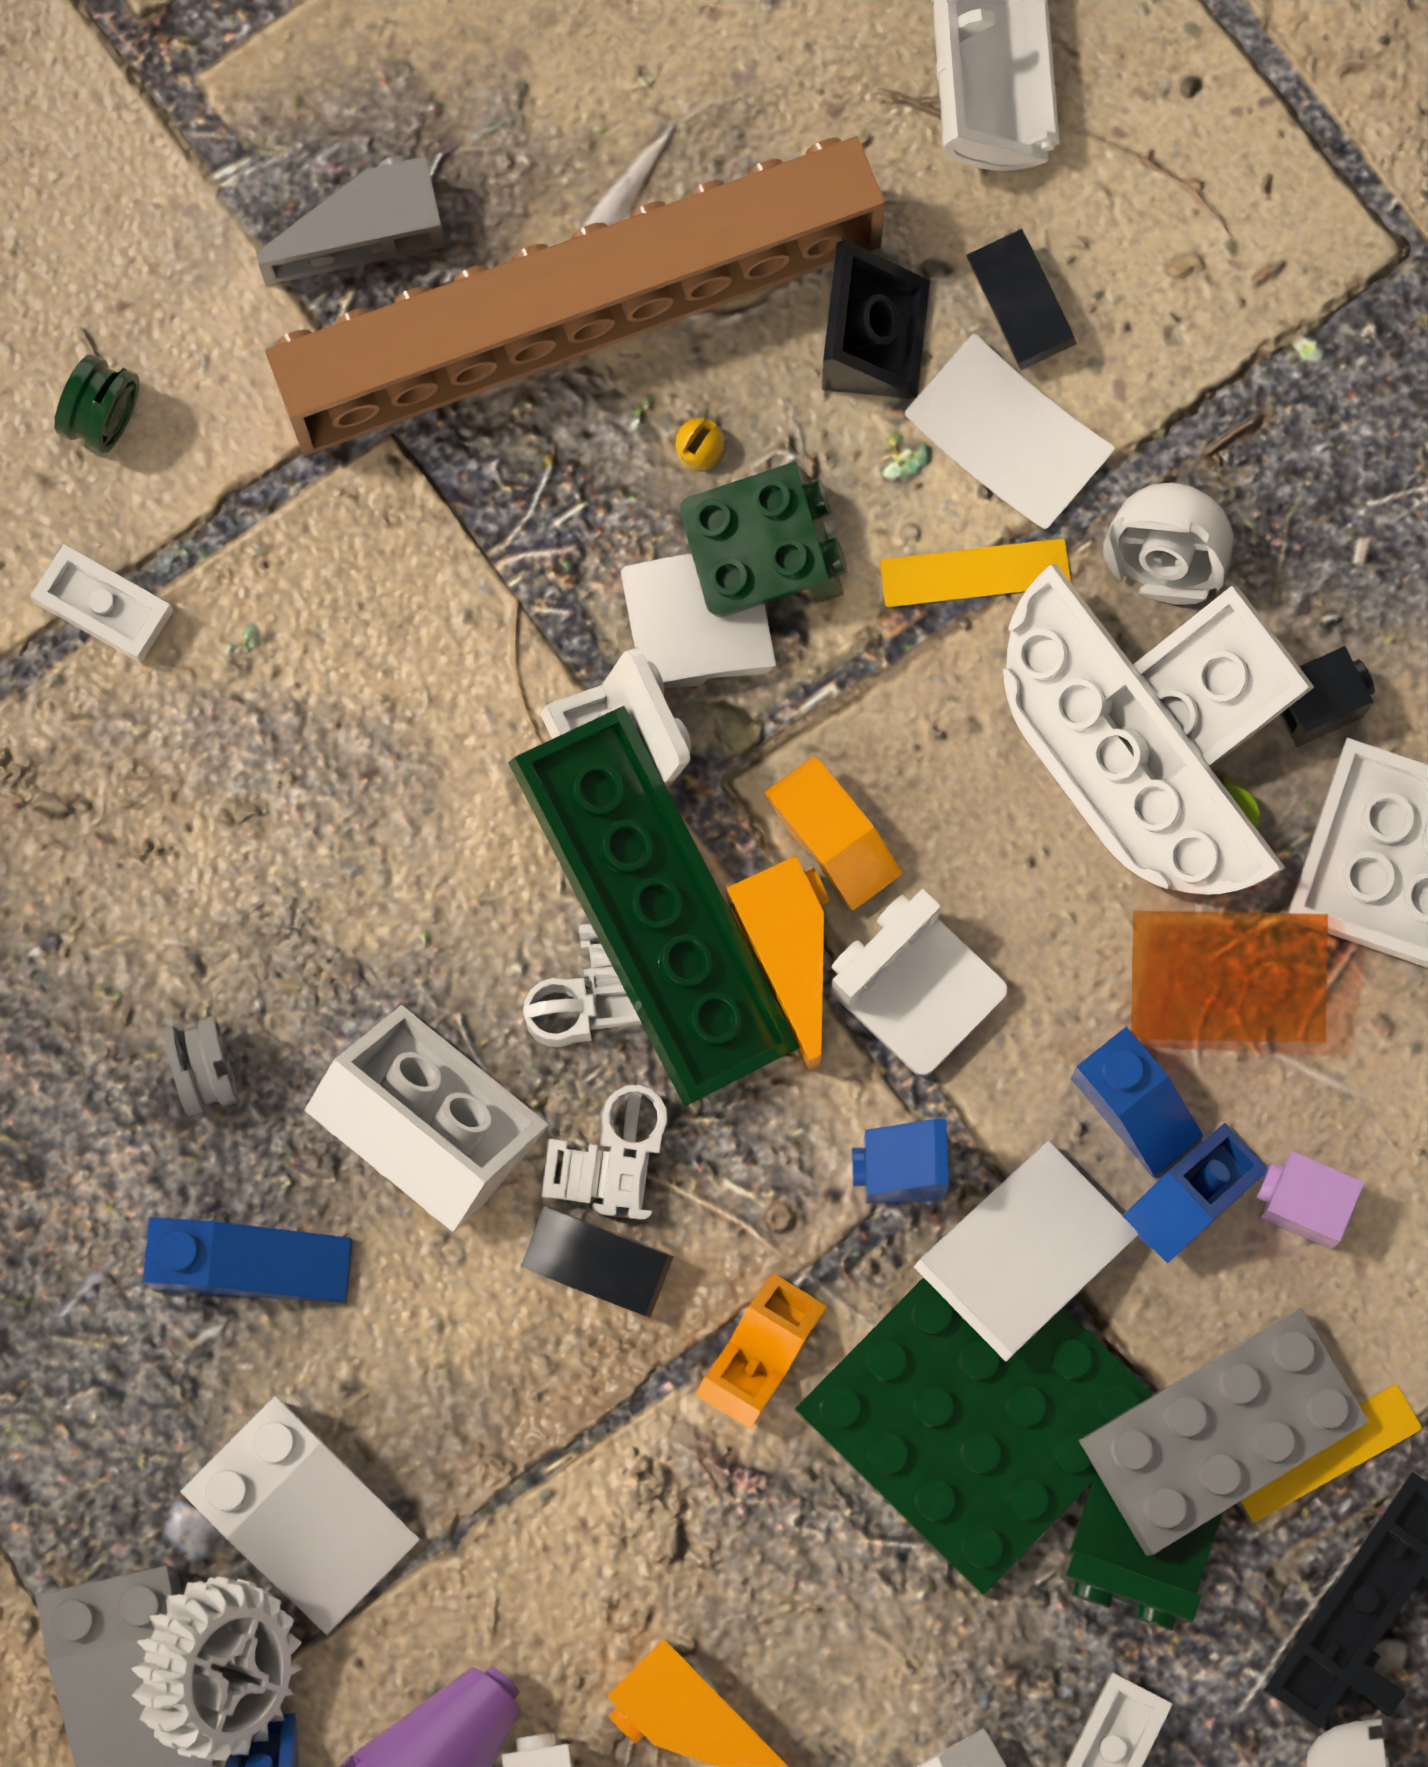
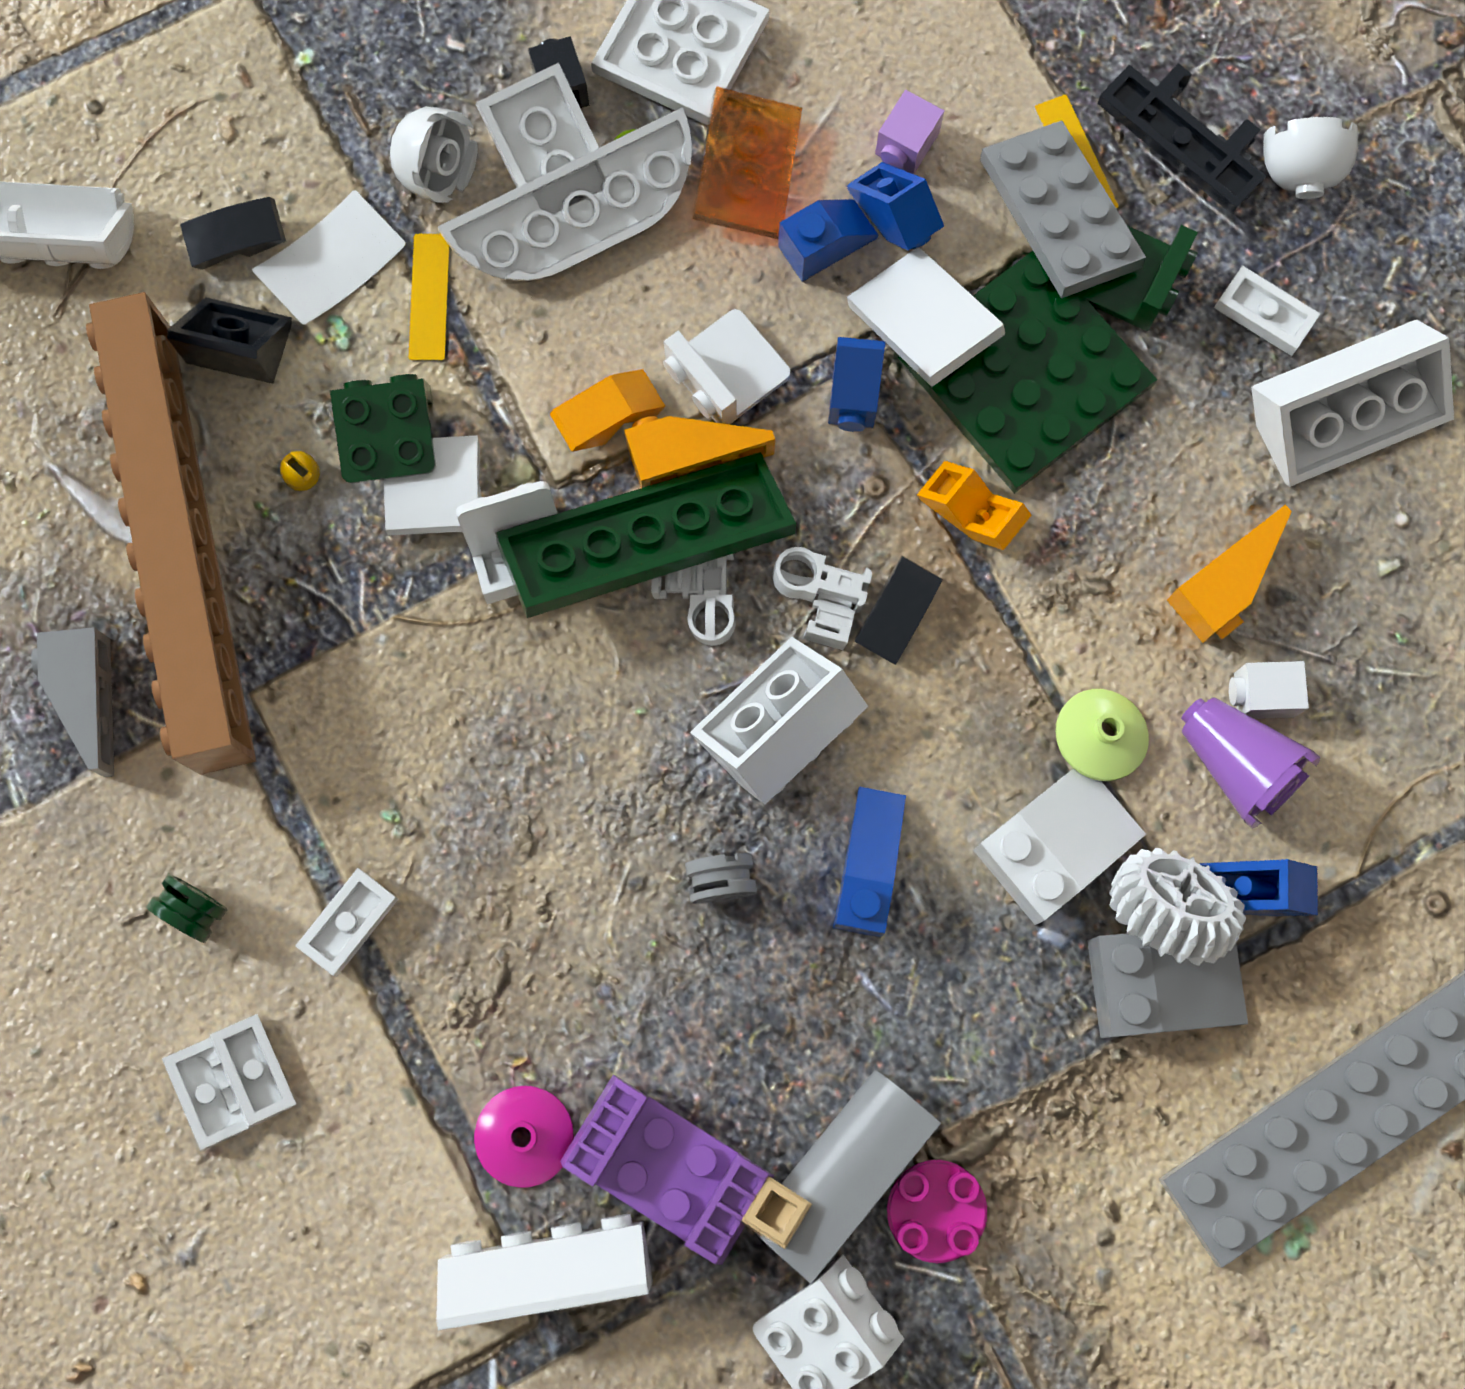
camera: 85 degrees left, 0 degrees up
(450, 1527) = (1086, 744): none -> yellowish green dish

